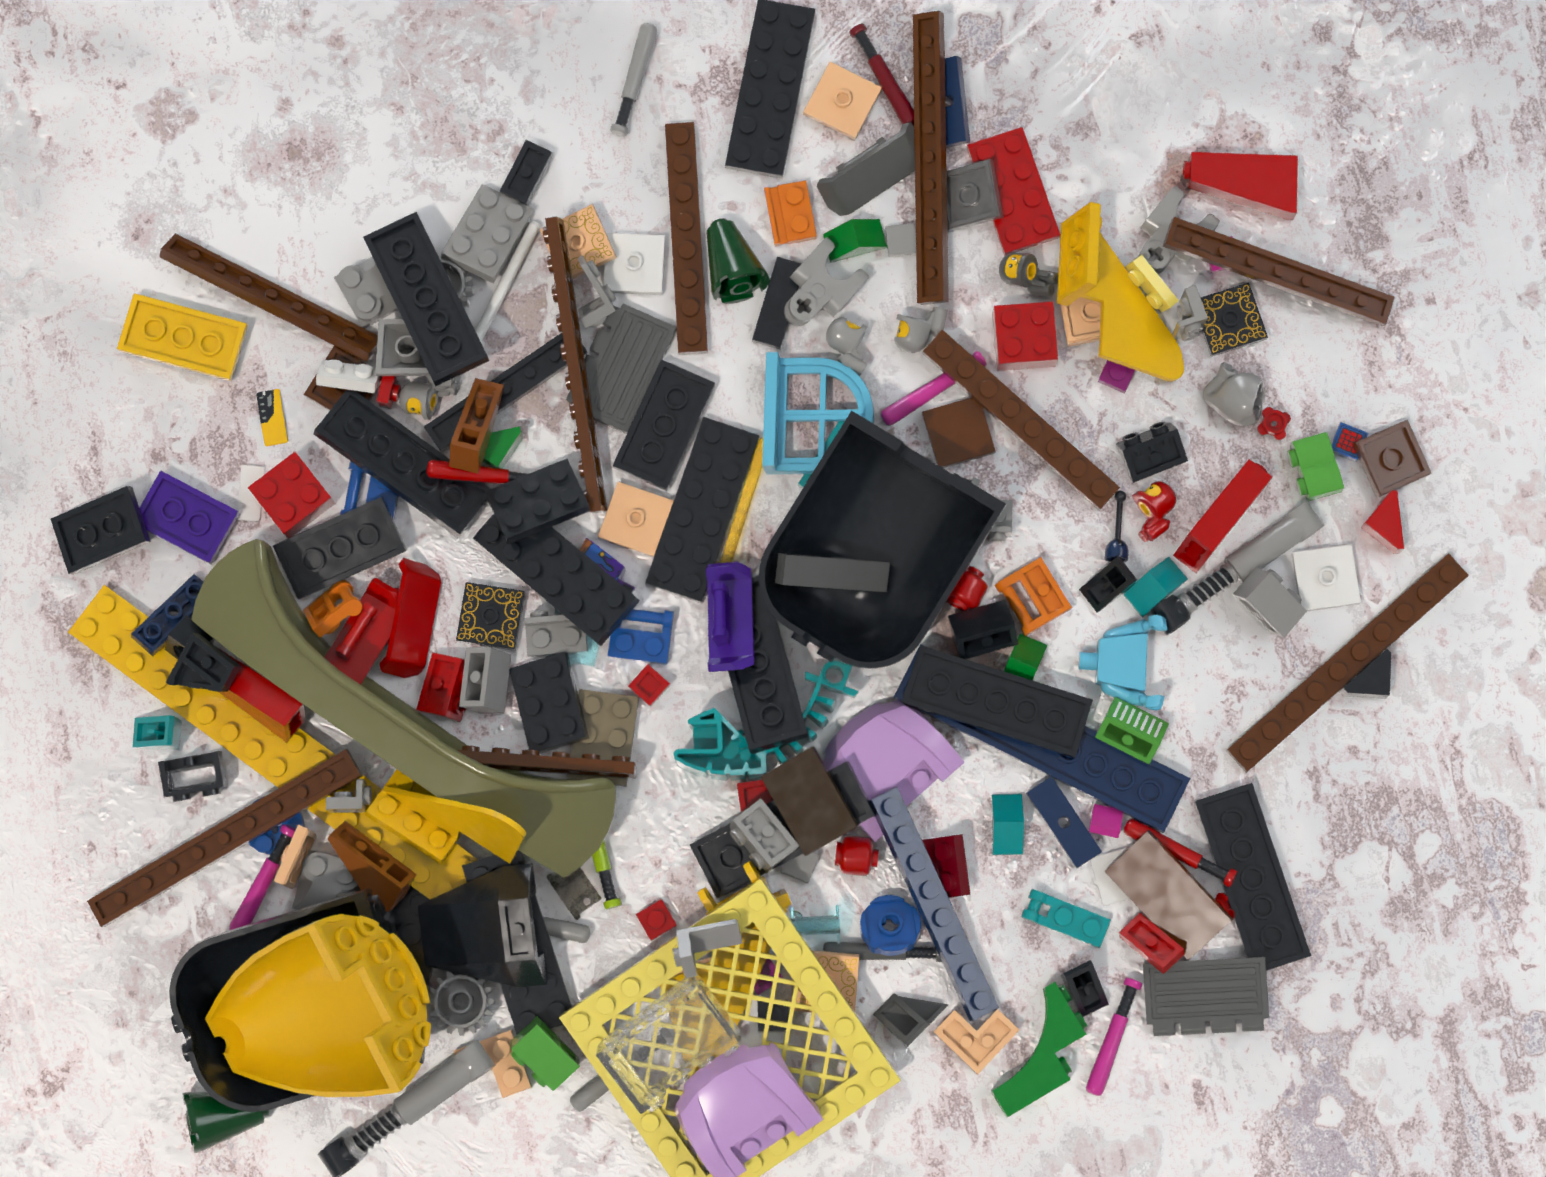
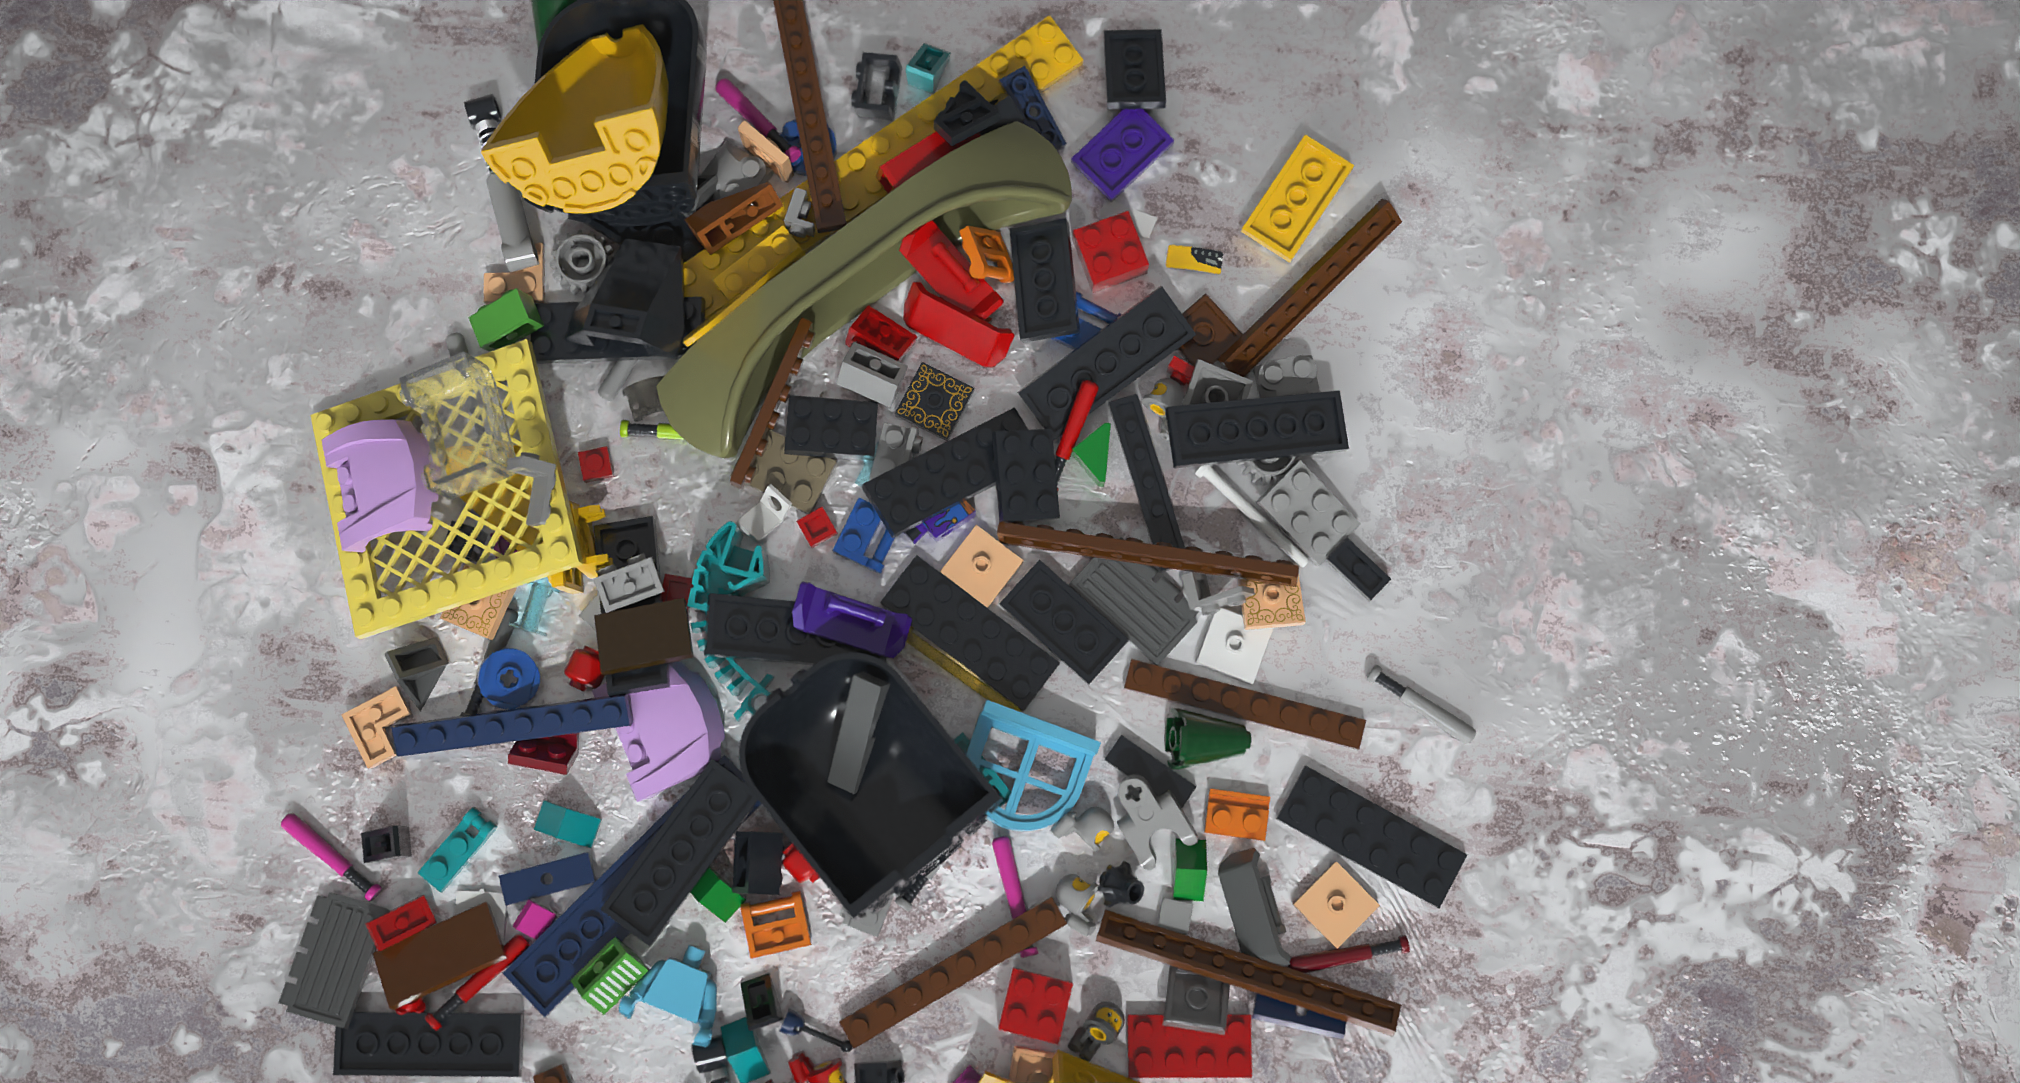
camera: 105 degrees right, 0 degrees up
(347, 376) = (1207, 335): white plate -> none
(475, 426) = (1116, 438): dark orange slope -> none
(653, 738) = (764, 515): none -> white bracket
(891, 294) = (1120, 885): none -> black rock
(958, 432) = (962, 906): reddish brown tile -> none
(1044, 1069) = (321, 776): green arch -> none

